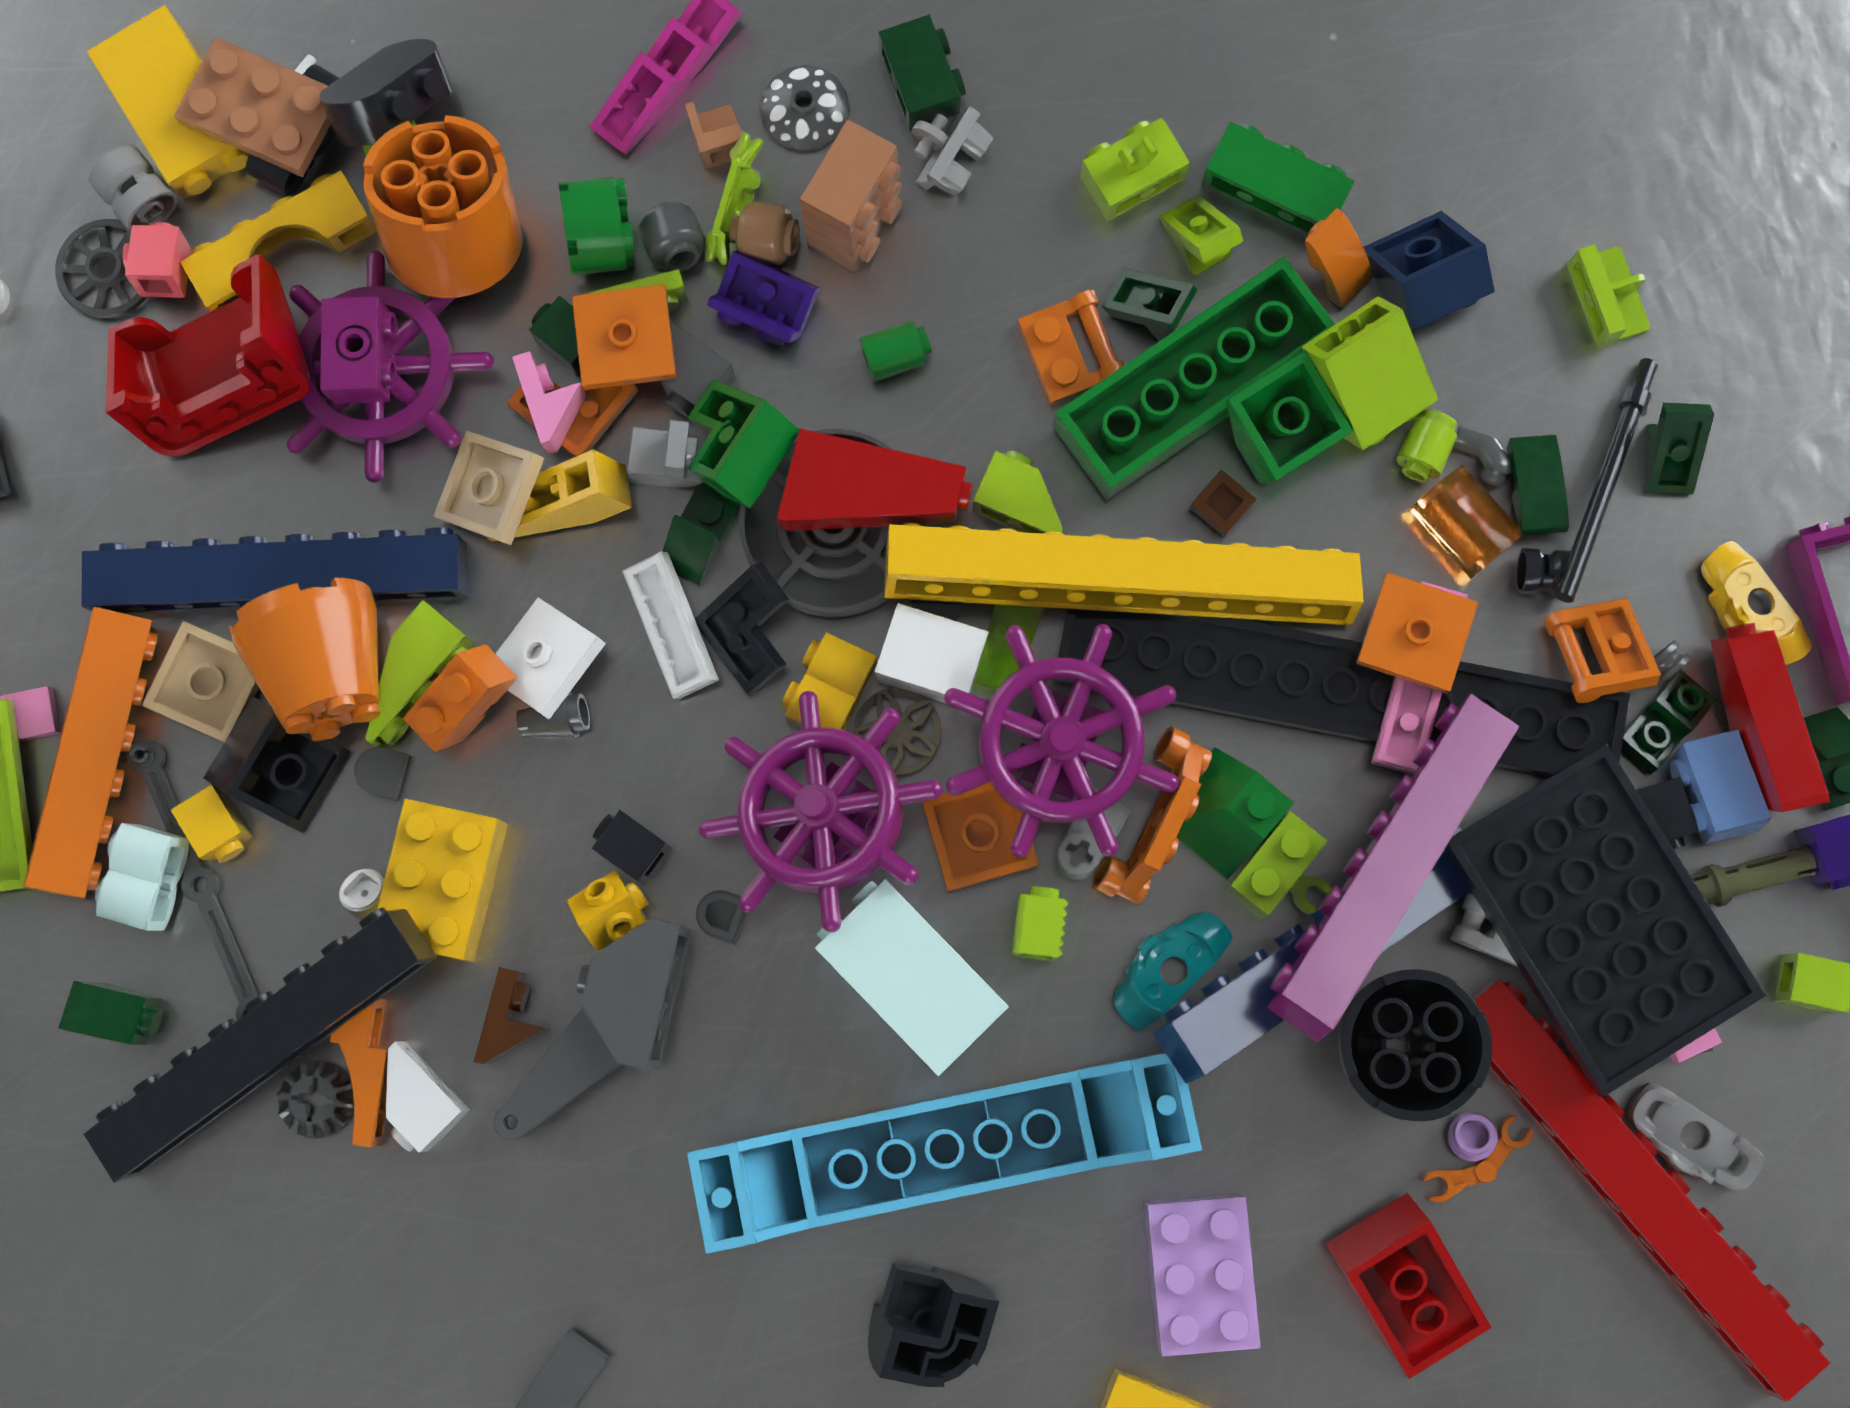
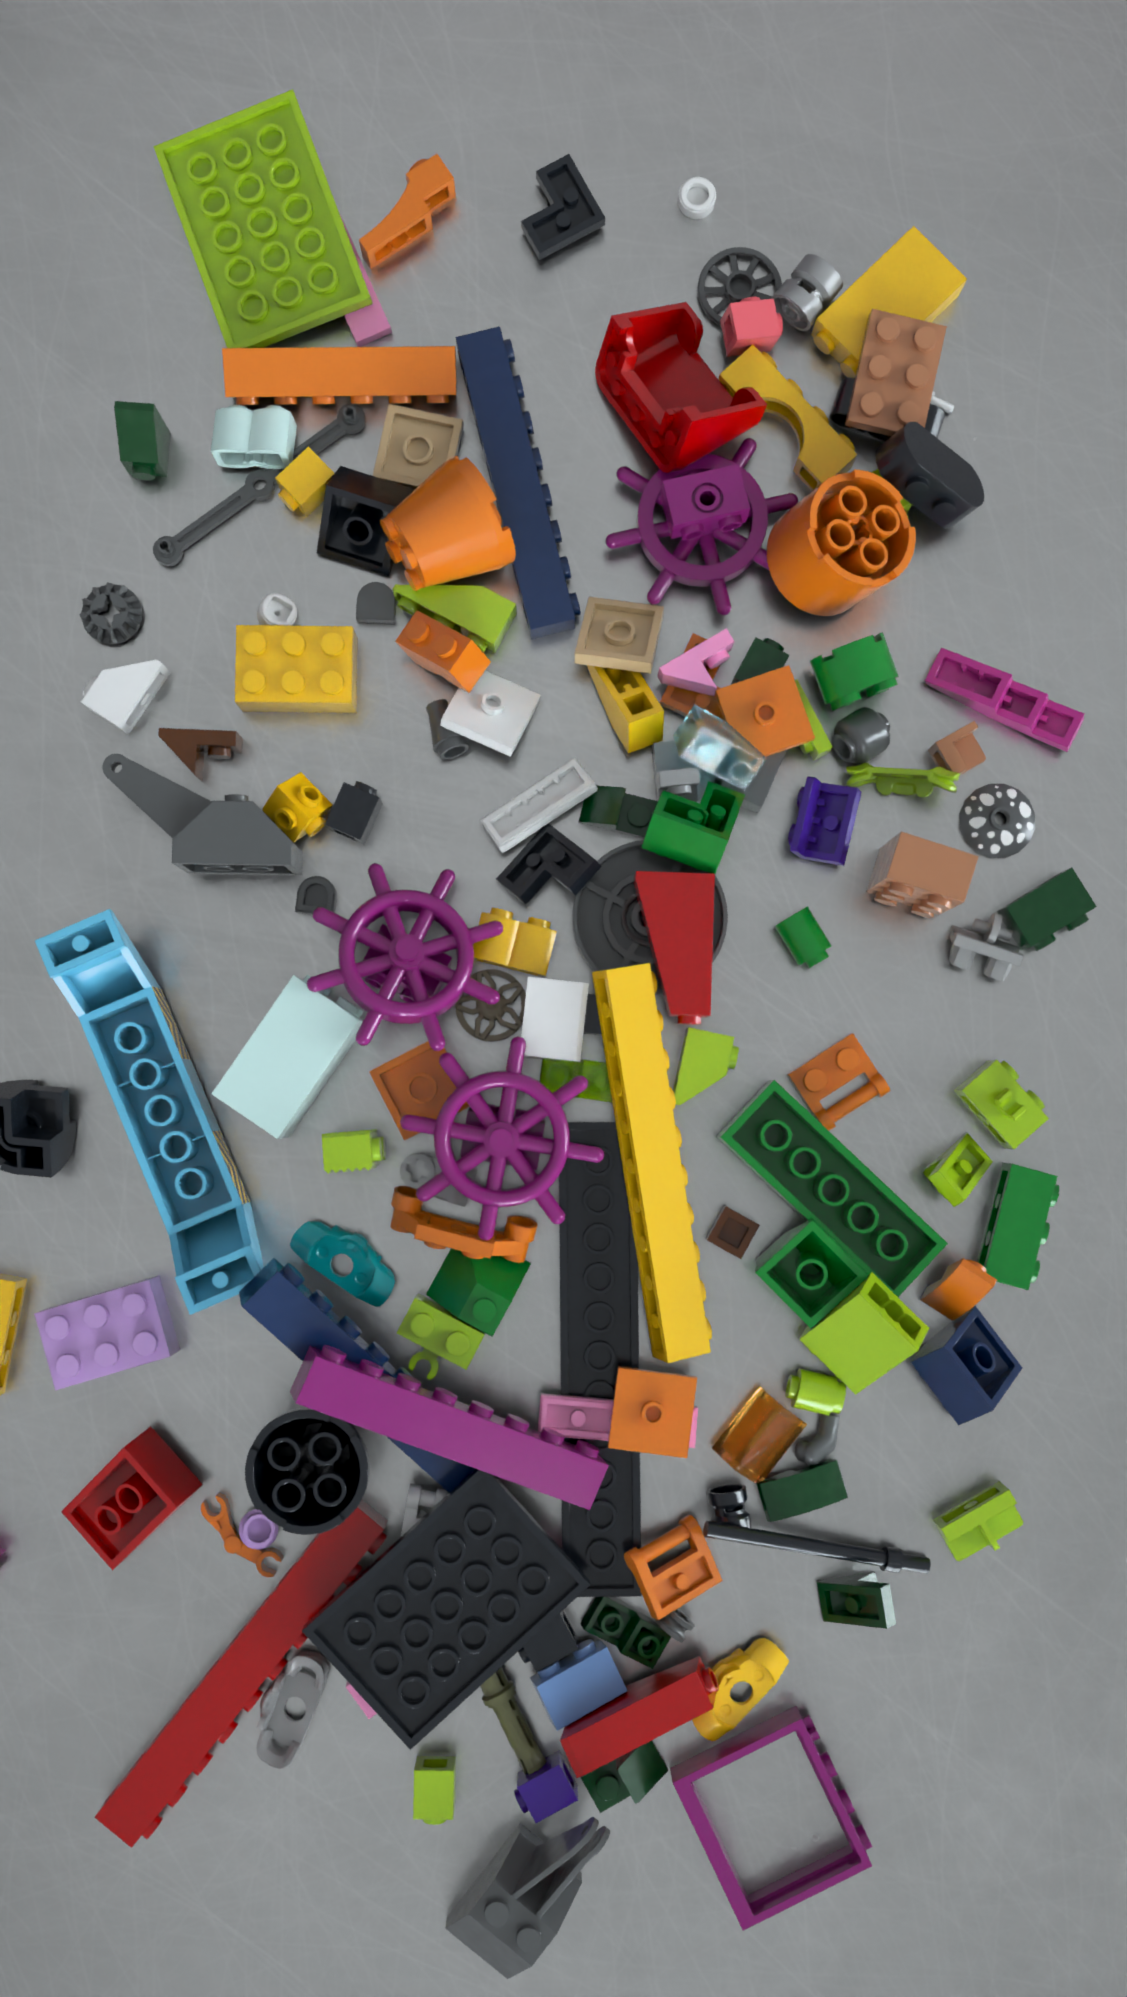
camera: 70 degrees right, 5 degrees up
(260, 1043) = (139, 561): black brick -> none
(368, 1072) = (168, 632): orange slope -> none
(652, 395) = (717, 748): none -> clear light blue slope
(765, 232) = (880, 811): medium nougat head -> none
(1149, 301) = (889, 1138): dark green slope -> none

